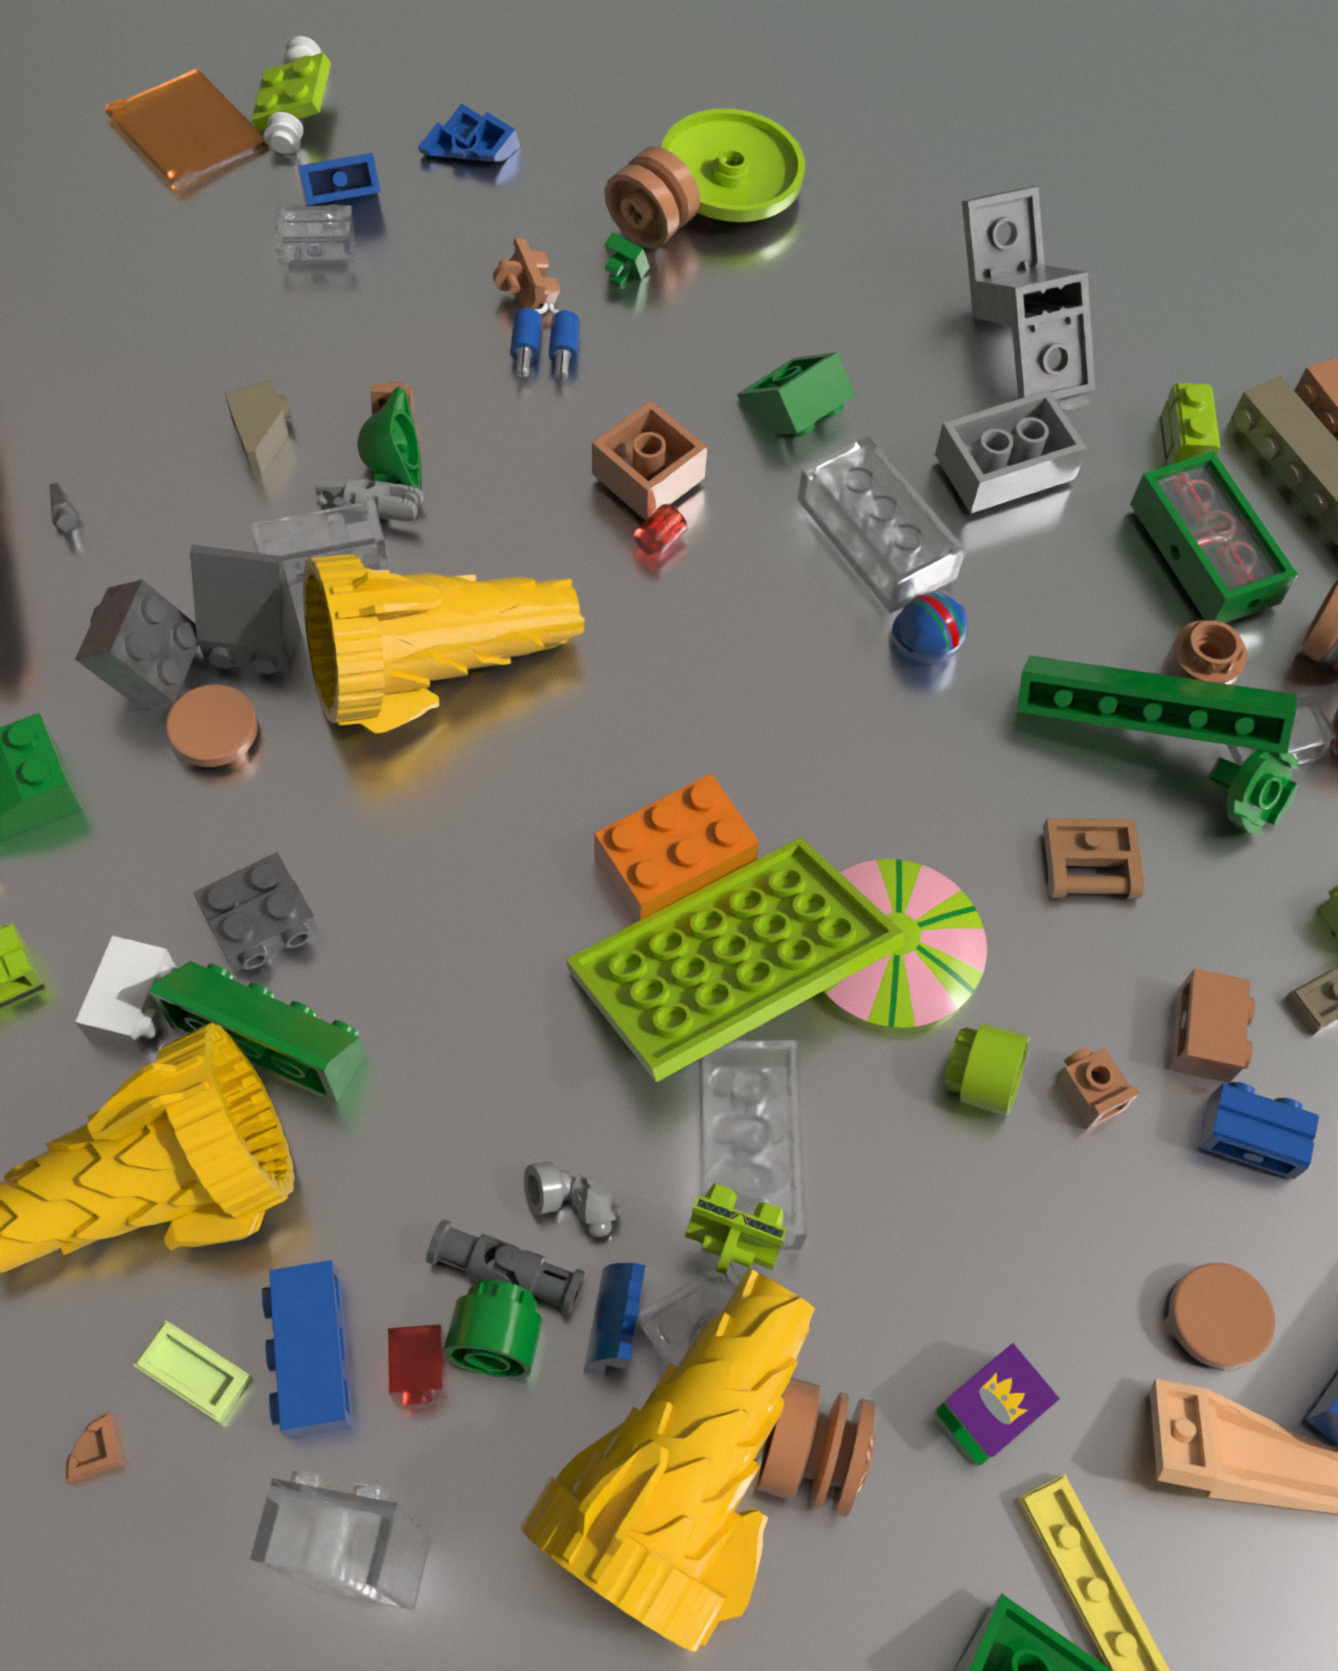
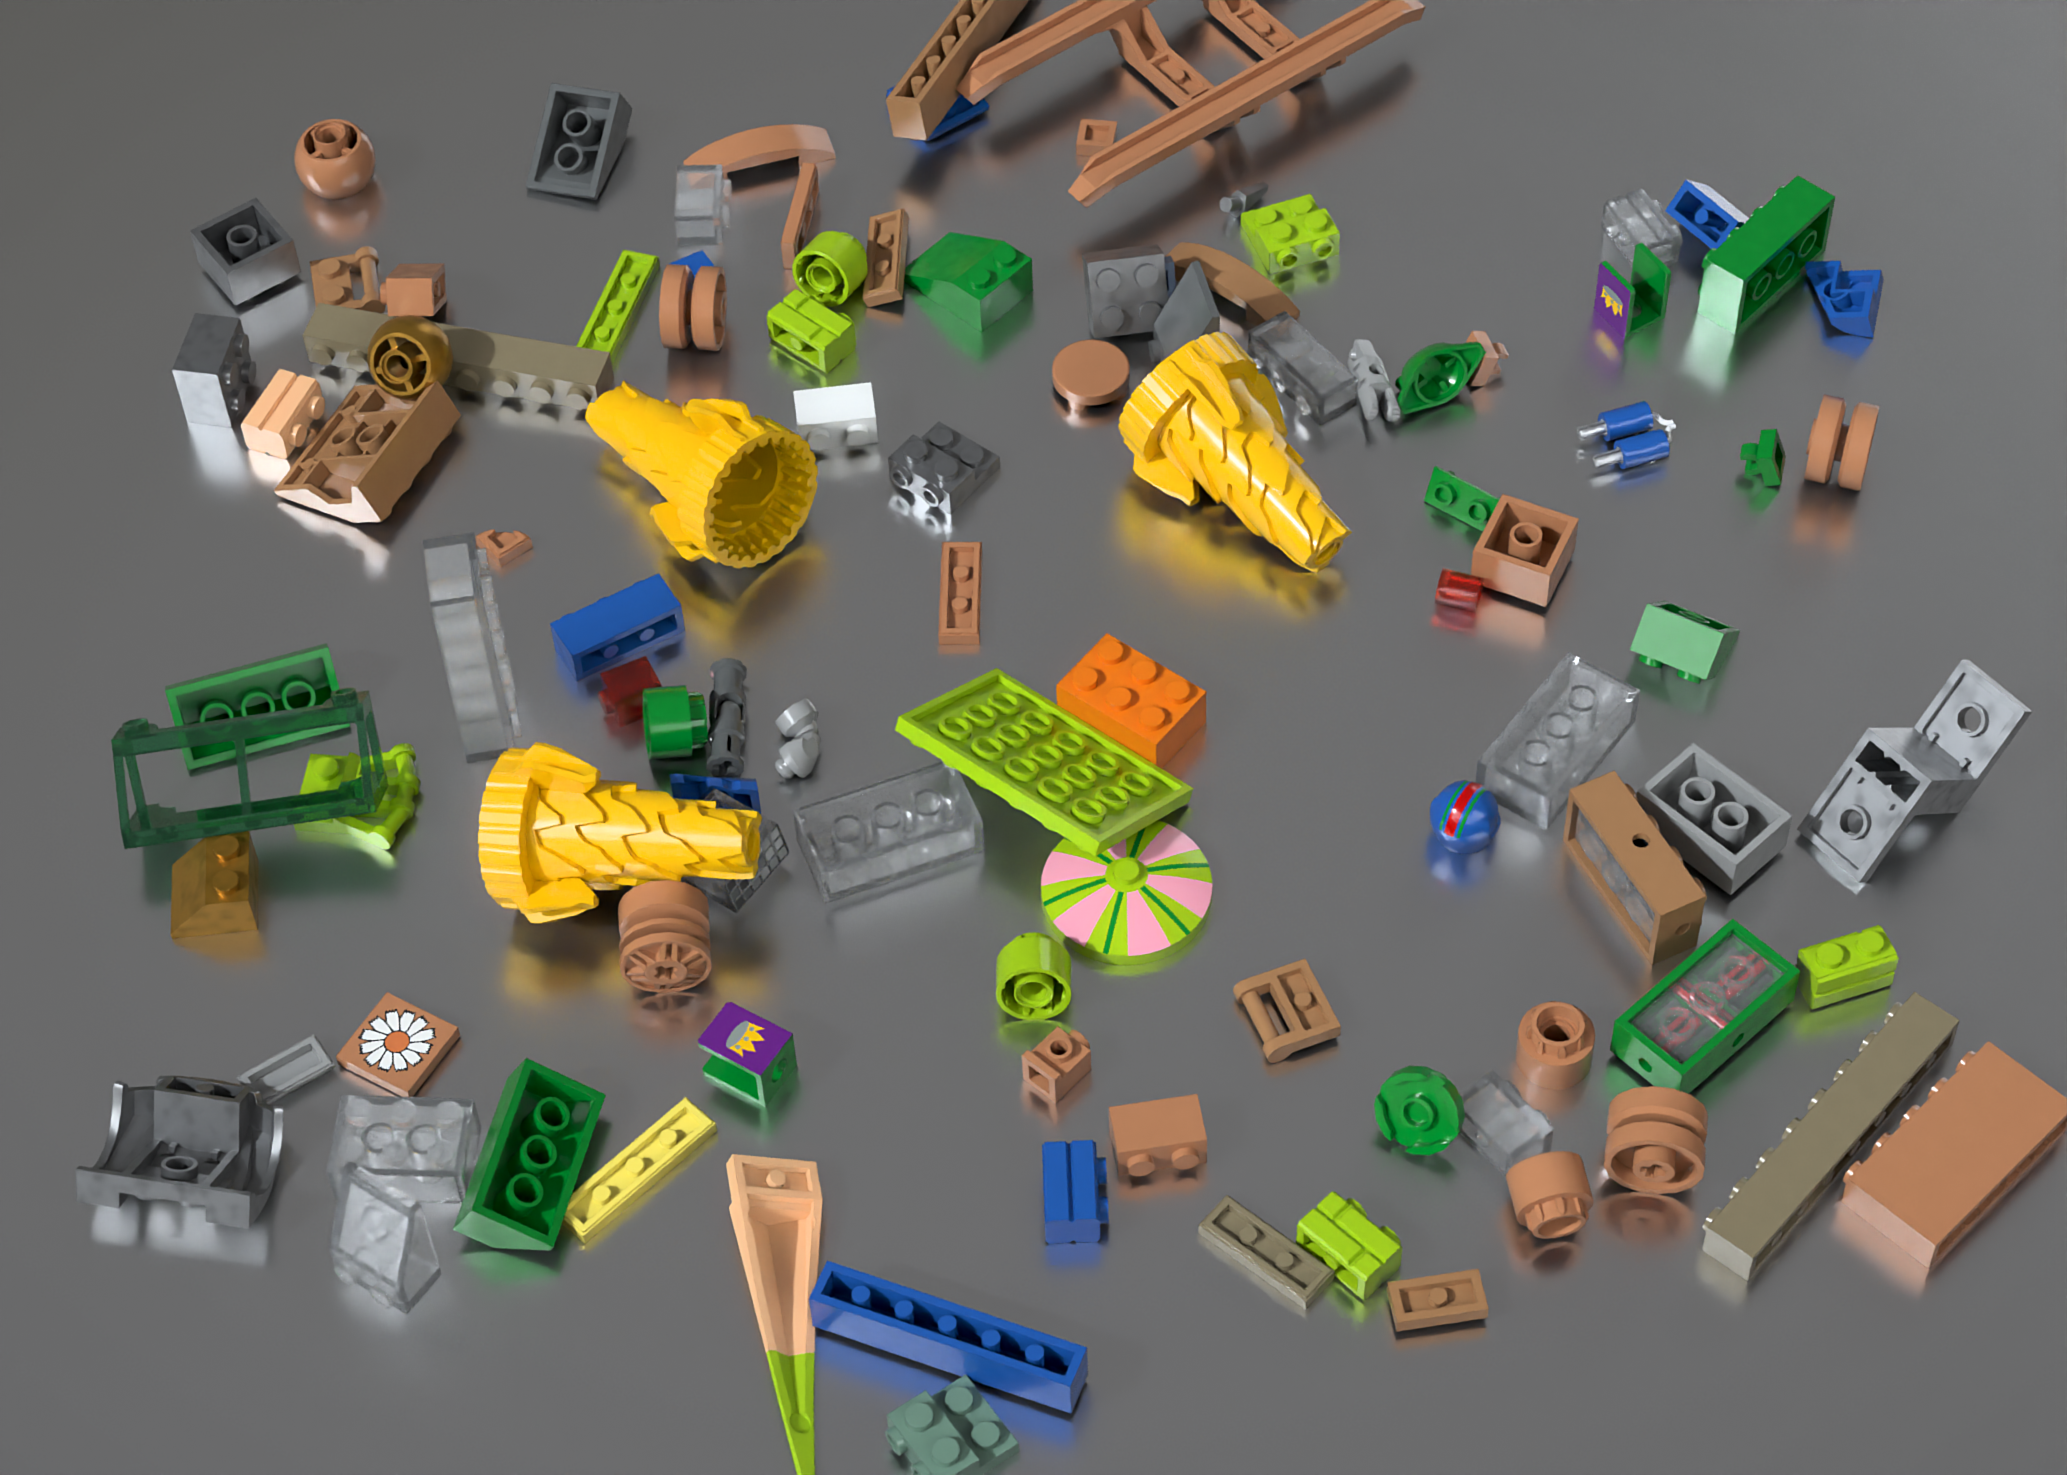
camera: 75 degrees right, 10 degrees down
(134, 488) = (1291, 233): none -> lime plate
(163, 557) = (1234, 281): none -> medium nougat slope
(186, 128) = (1717, 100): clear orange piece -> none
(193, 1371) = (577, 574): yellowish green tile -> none
(259, 423) = (1400, 280): dark tan slope -> none
(270, 1032) = (843, 499): green slope -> none
(291, 94) = (1802, 147): lime plate -> none
(388, 262) = (1646, 291): none -> green piece
(408, 159) = (1765, 254): none -> green brick
(437, 959) = (960, 593): none -> nougat tile
(526, 277) = (1688, 391): nougat hips -> none
(554, 485) = (1460, 498): none -> green hinge
(736, 1234) = (790, 816): lime hips -> none
(739, 162) = (1942, 493): lime dish -> none
(1050, 523) = (1634, 867): none -> medium nougat brick
(1158, 704) = (1459, 994): green brick -> none
(1221, 1316) = (891, 1202): nougat tile -> none

